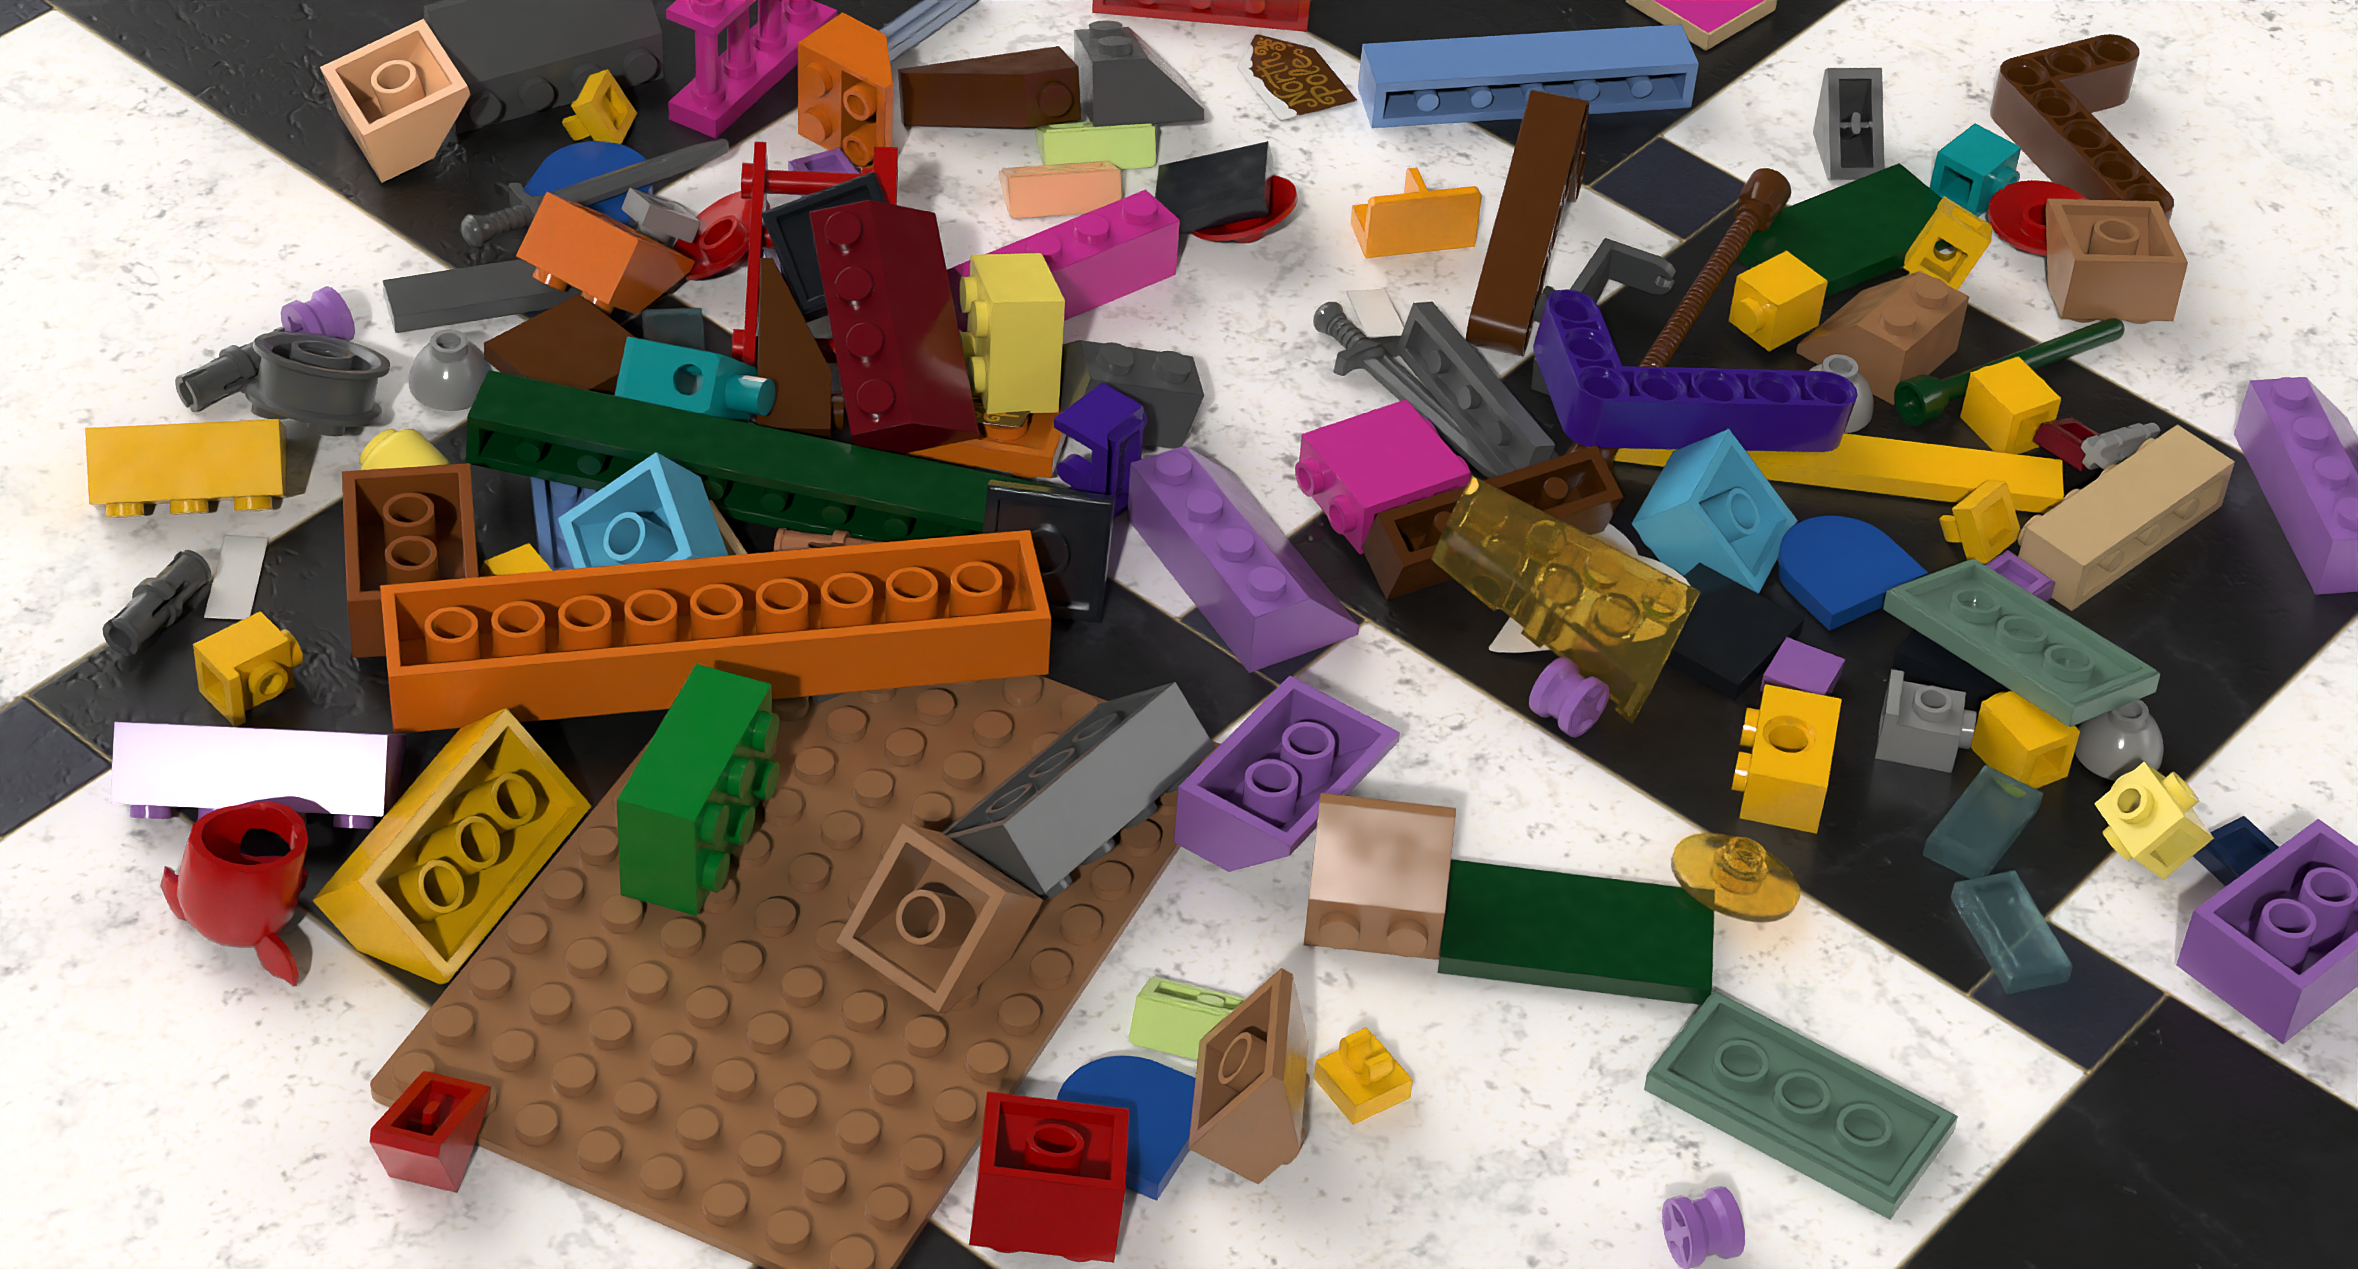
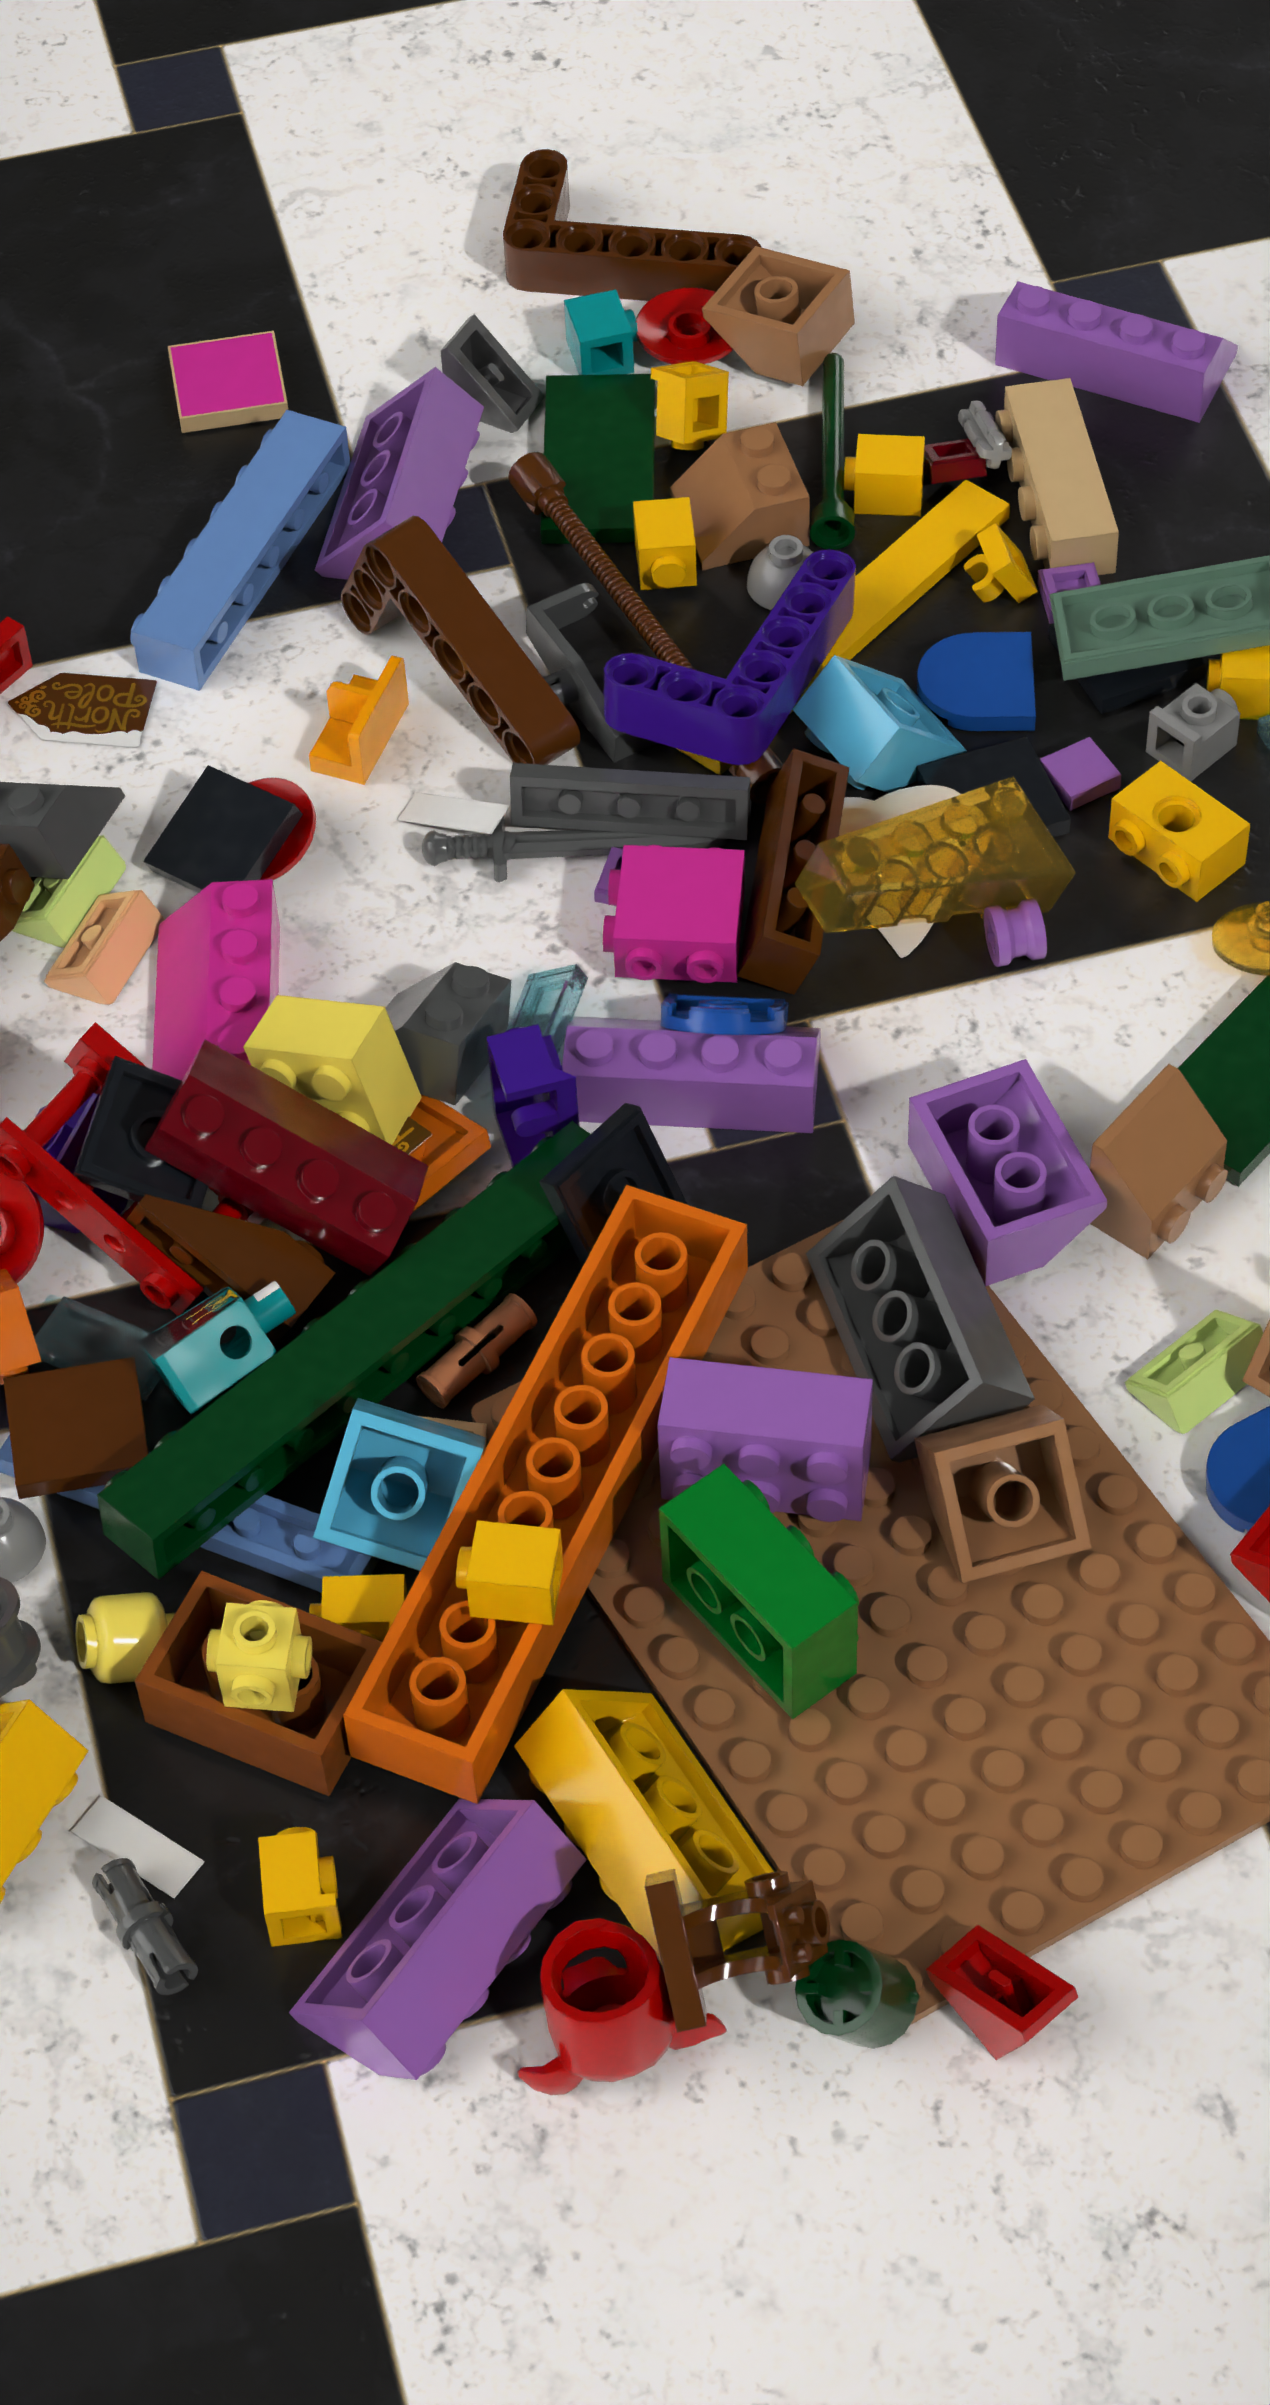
camera: 50 degrees left, 10 degrees up
(333, 903) = (692, 1948): none -> reddish brown tile
(362, 1030) = (858, 1995): none -> dark green piece
(393, 510) = (259, 1656): none -> light yellow brick
(570, 609) = (512, 1572): none -> yellow brick
(851, 730) = (784, 1430): none -> medium lavender brick
(1220, 446) = (550, 1001): none -> clear light blue tile
(1301, 548) = (724, 1014): none -> blue tile
(1697, 130) = (403, 466): none -> medium lavender slope

